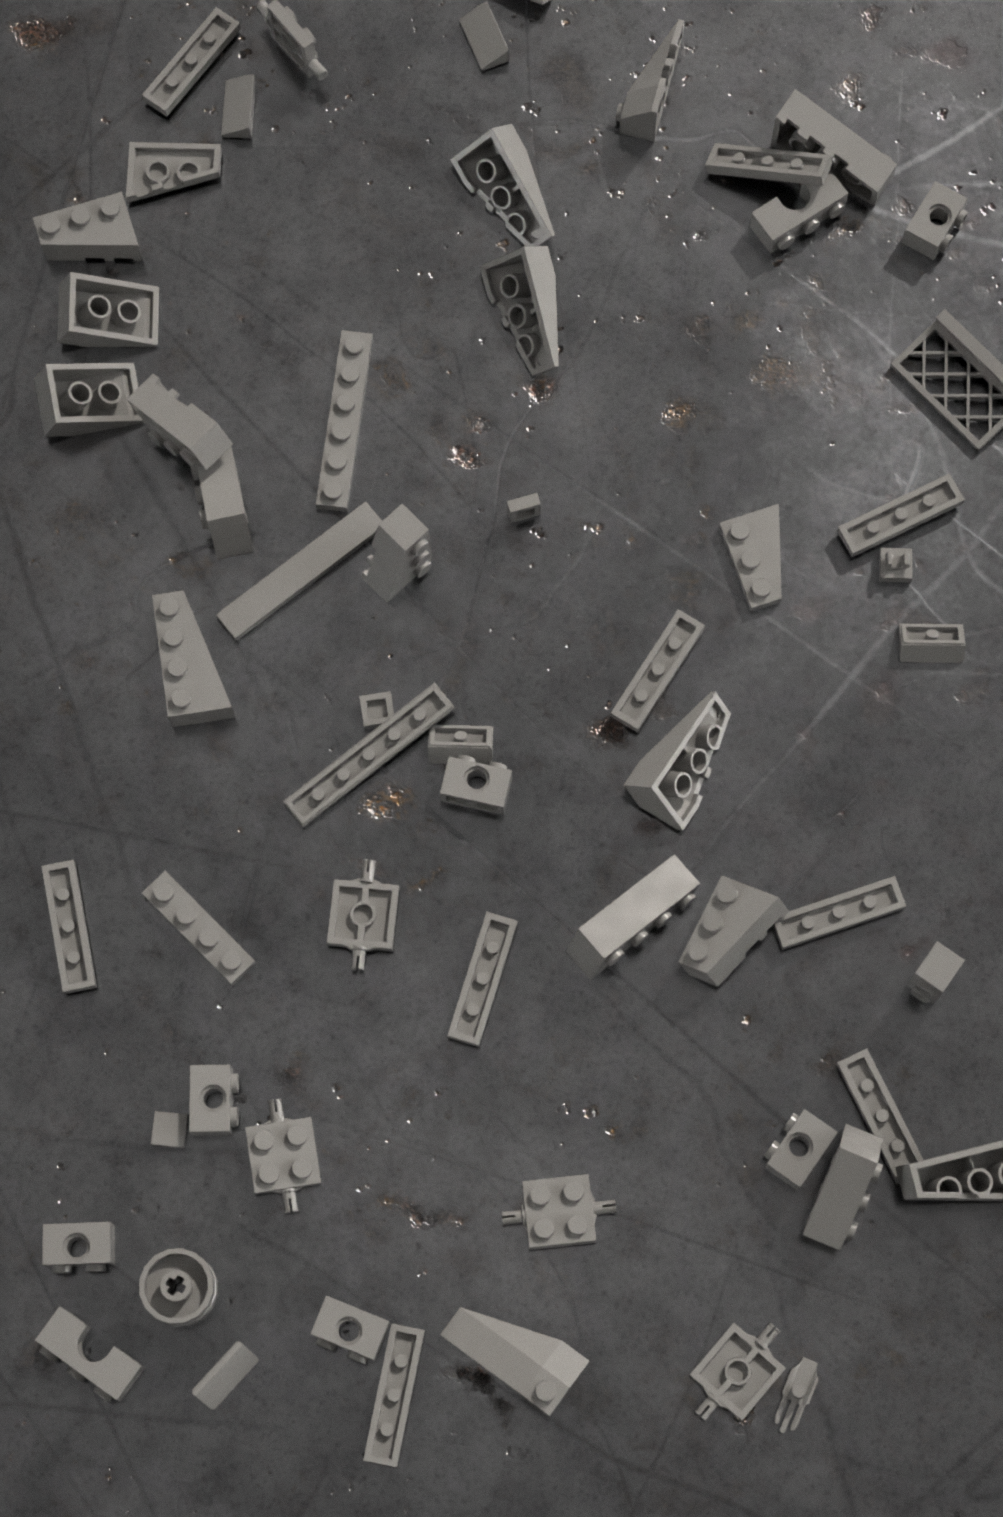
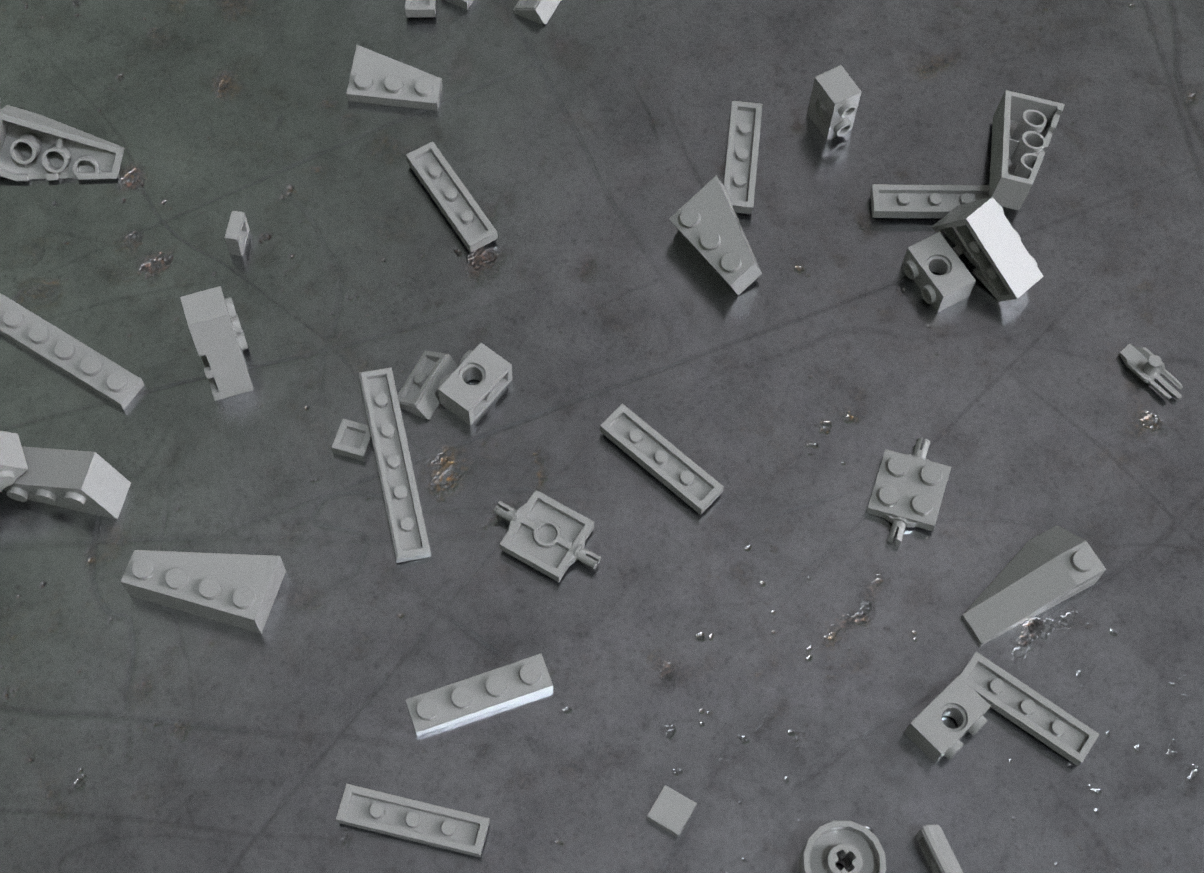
camera: 70 degrees left, 10 degrees down
(203, 1082) = (673, 771): light grey brick -> none
(283, 1156) = (747, 712): light grey plate -> none
(299, 571) = (177, 449): light grey tile -> none
(632, 916) = (669, 310): light grey wedge -> none
(674, 769) = (543, 216): light grey wedge -> none
(737, 1371) = (1115, 406): light grey plate -> none

